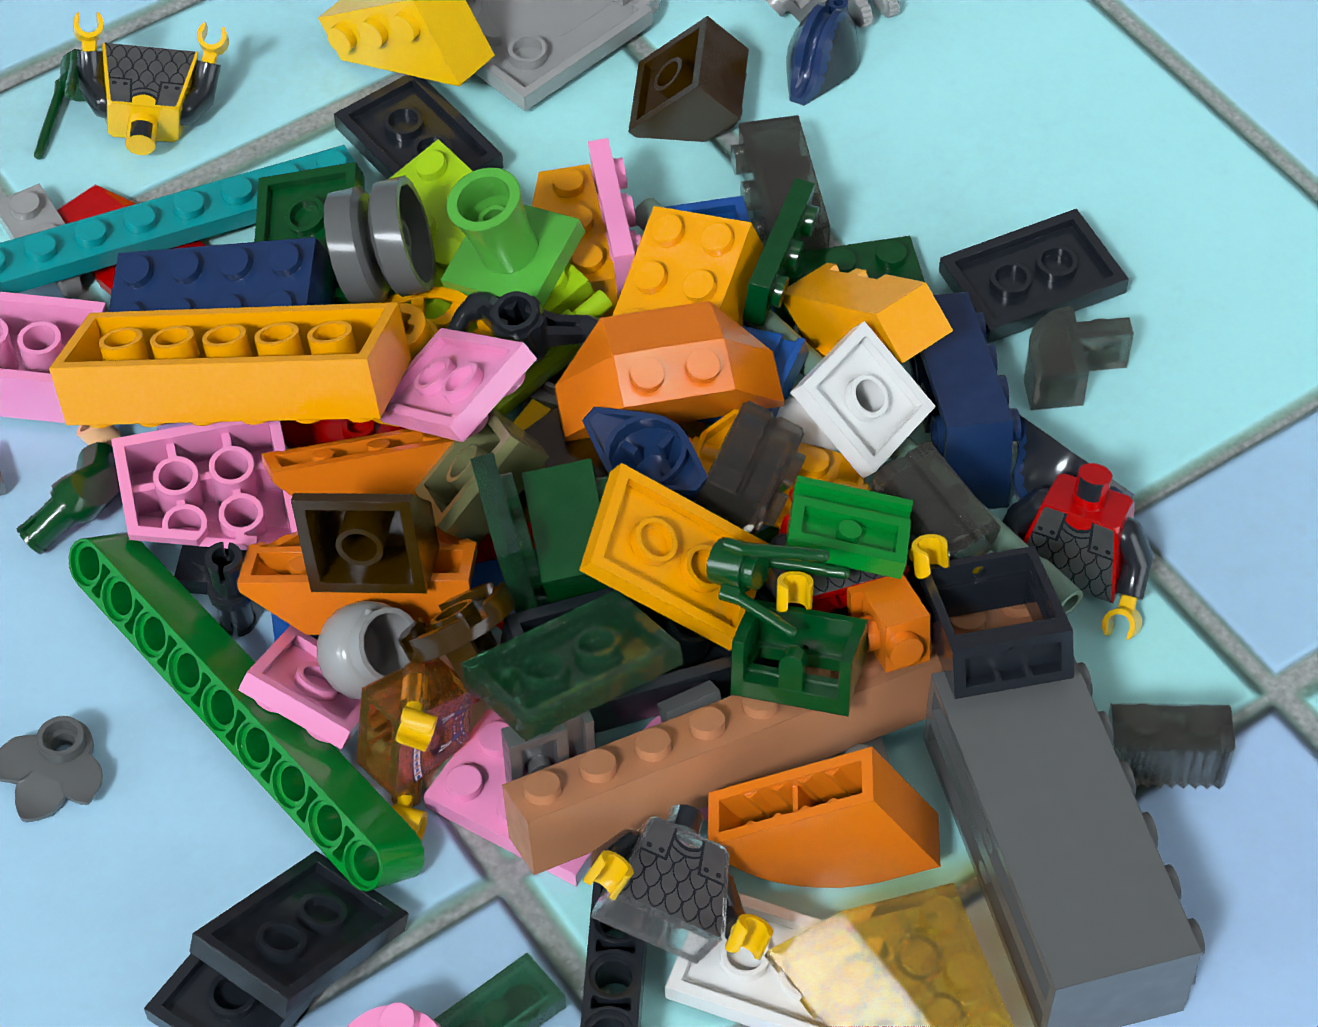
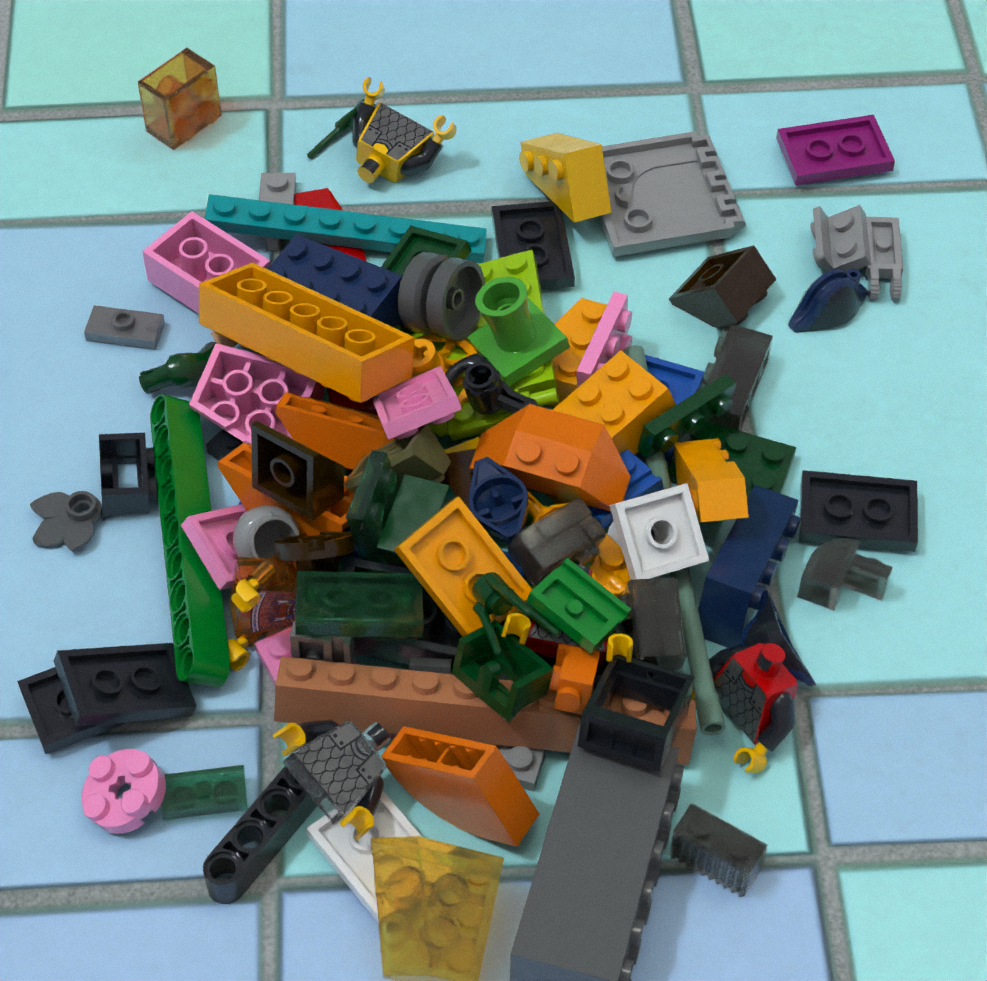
camera: 30 degrees right, 0 degrees up
(74, 635) = (125, 449): none -> black window
(223, 589) = (220, 447): black pin -> none

